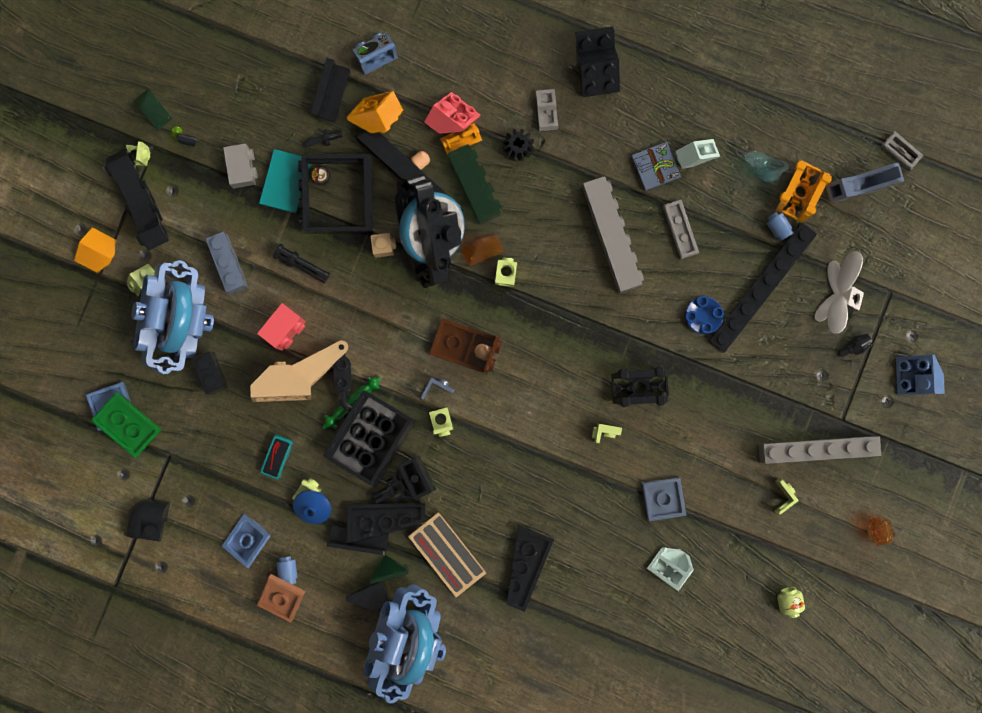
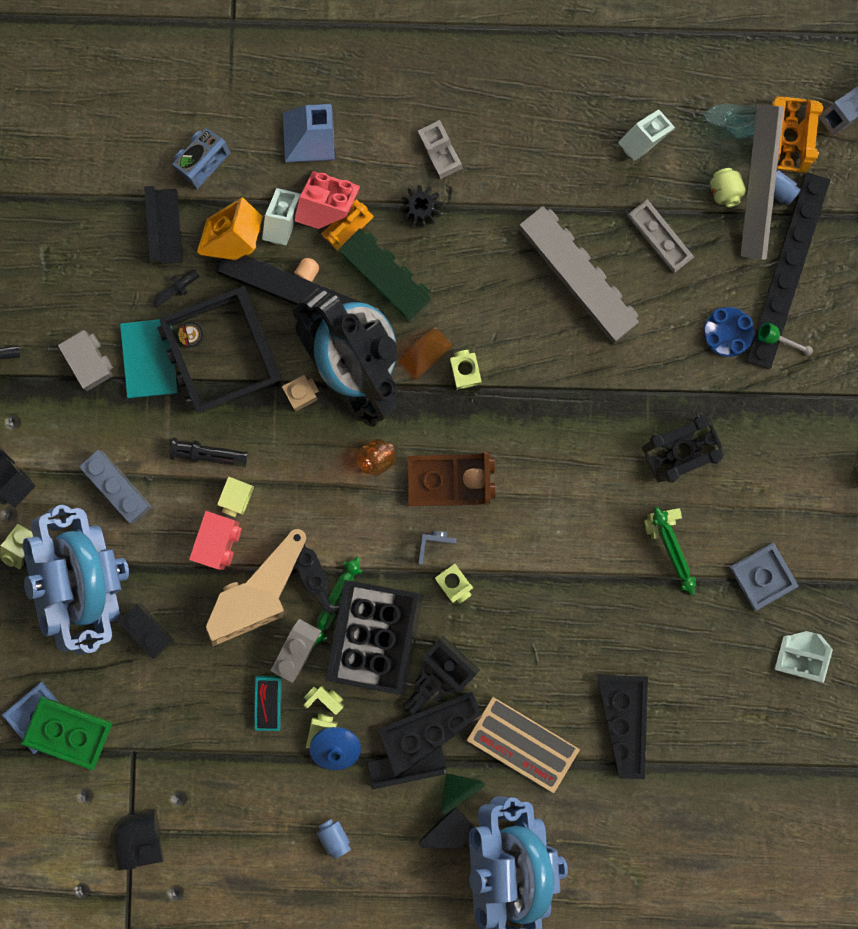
camera: 15 degrees left, 0 degrees up
(246, 540) = (269, 820): medium blue slope -> none
(281, 598) = (339, 874): nougat tile -> none
(308, 302) = (235, 497): none -> yellowish green brick
(310, 427) = (295, 650): none -> light grey brick
(321, 470) = (330, 699): none -> yellowish green bracket
(415, 115) = (280, 216): none -> light aqua slope
(419, 311) = (376, 457): none -> clear orange head
(458, 64) = (309, 134): none -> medium blue slope
(597, 61) = (481, 67): black bracket -> none
(606, 456) = (674, 551): none -> green wheel
(656, 166) = (600, 169): sand blue tile -> none
(733, 327) = (770, 334): none -> green hinge
(741, 212) = (727, 187): none -> yellowish green head
(768, 216) = (762, 181): none -> light grey tile

